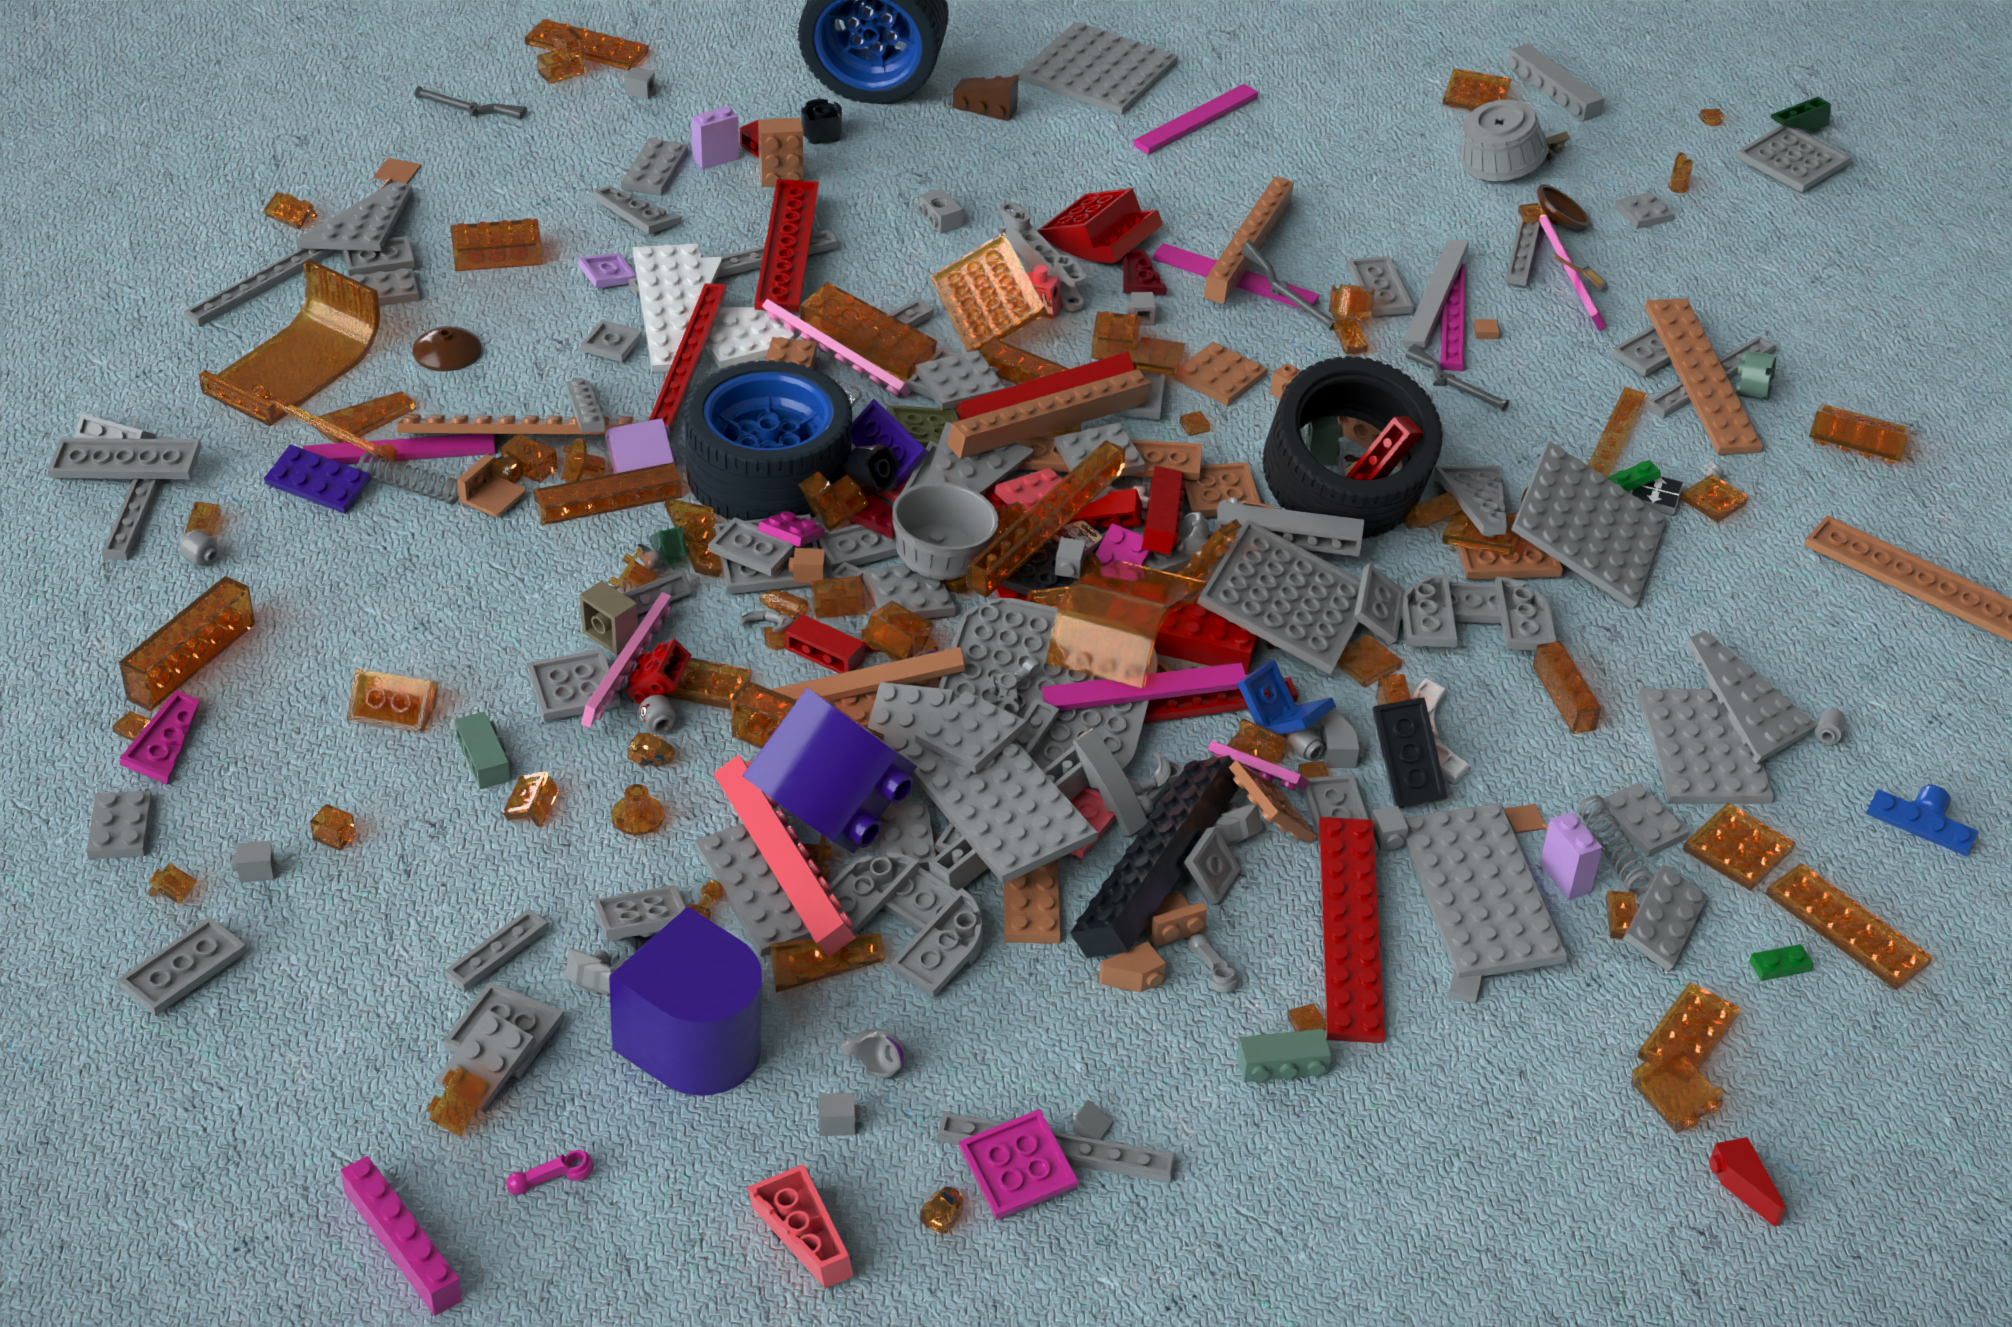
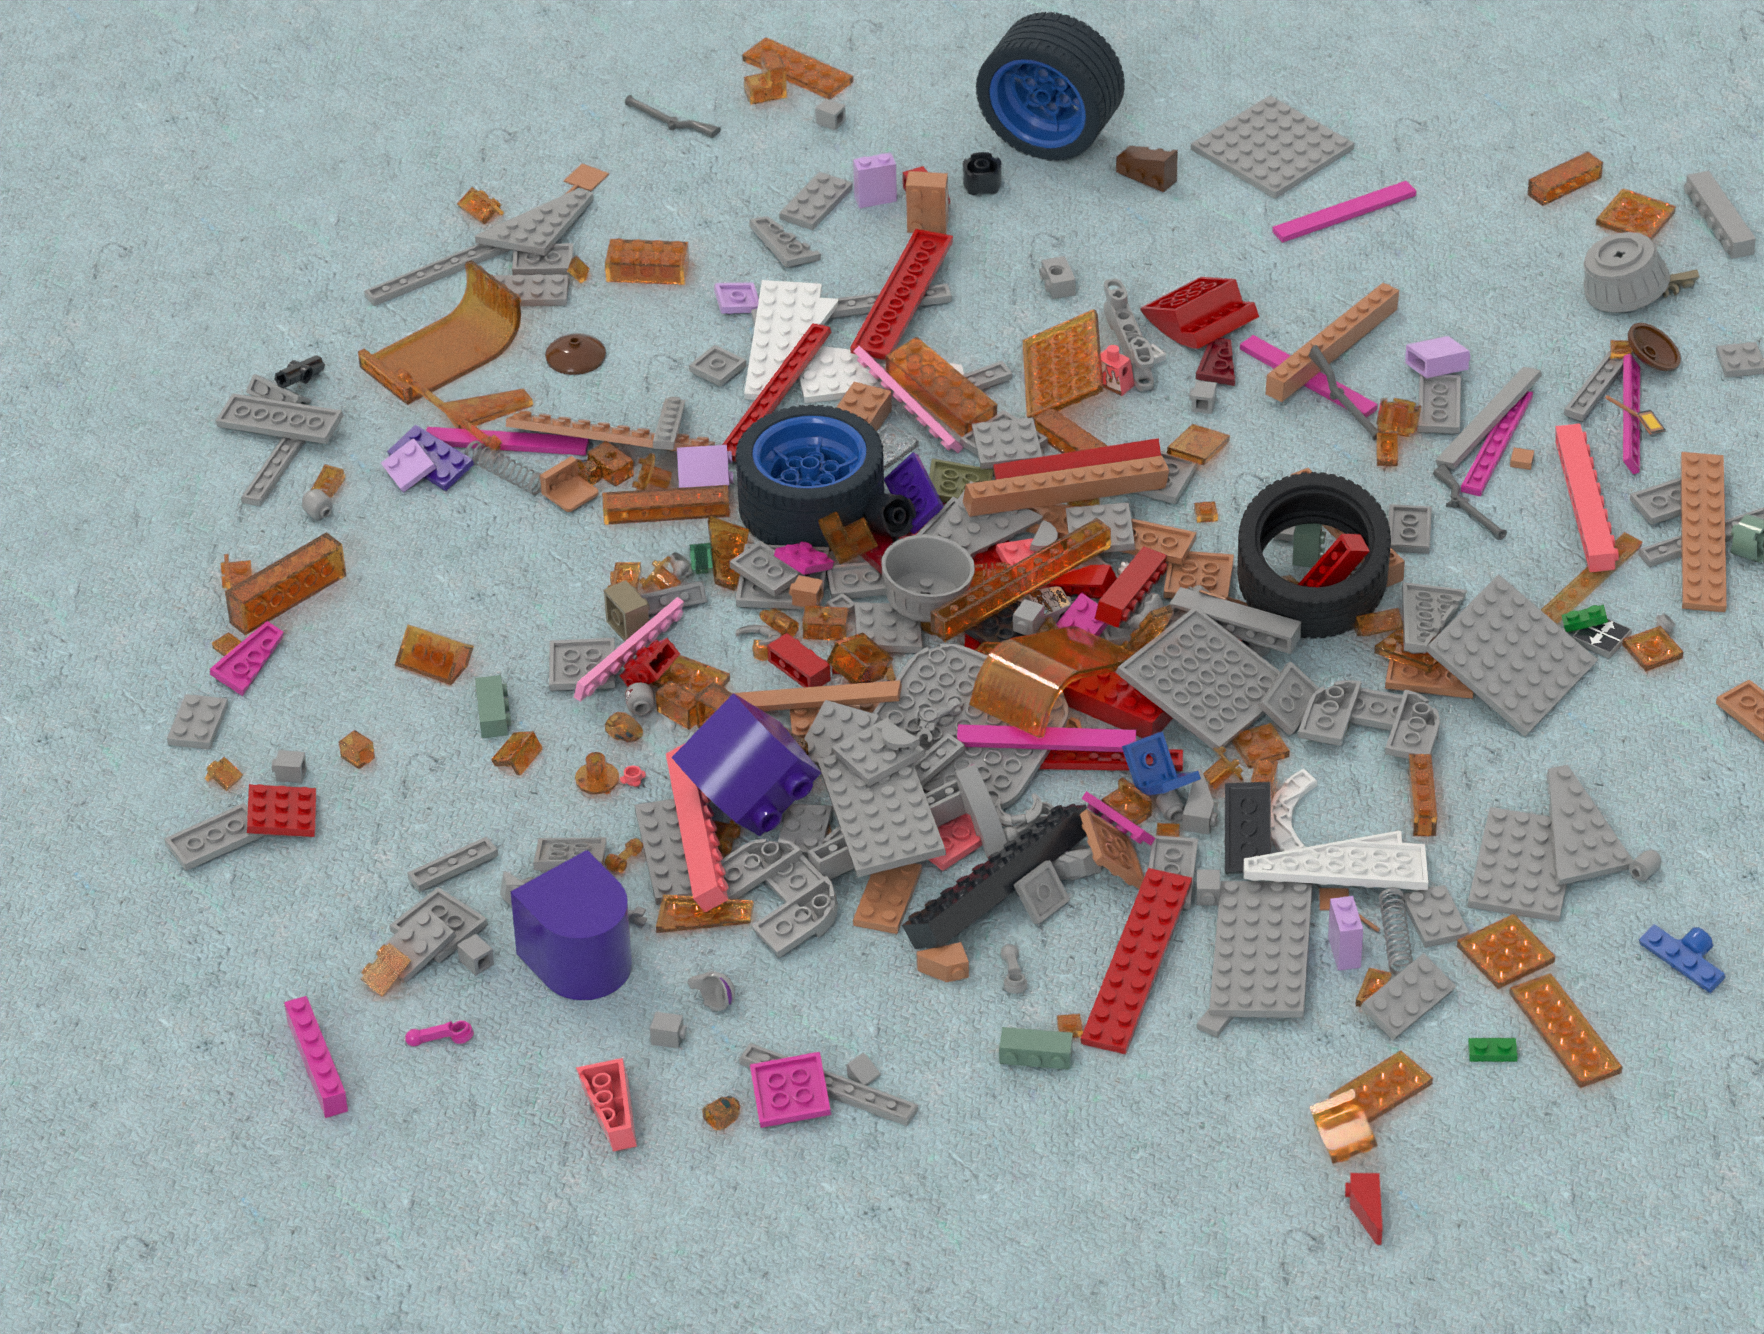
camera: 20 degrees right, 0 degrees up
(120, 640) = (234, 572): none -> clear orange bracket
(135, 404) = (299, 371): none -> black piece
(260, 918) = (281, 810): none -> red plate
(295, 490) = (408, 465): none -> lavender plate
(422, 261) = (578, 269): none -> clear orange tile
(564, 1060) = (475, 954): none -> light grey brick
(588, 575) = (626, 571): none -> clear orange bracket
(679, 806) = (632, 776): none -> coral plate
(704, 714) = (677, 704): none -> clear orange brick
(993, 712) = (897, 738): none -> light grey tile
(1045, 470) = (1045, 535): none -> light grey tile
(1115, 334) = (1166, 419): clear orange brick -> none
(1176, 920) = (994, 930): nougat bracket -> none
(1220, 373) = (1249, 467): nougat plate -> none
(1347, 689) = (1222, 769): none -> clear orange piece
(1359, 241) = (1437, 357): none -> lavender brick
(1394, 66) = (1565, 178): none -> clear orange brick
(1532, 772) = (1362, 861): none -> white wing
(1573, 358) = (1586, 498): none -> coral brick

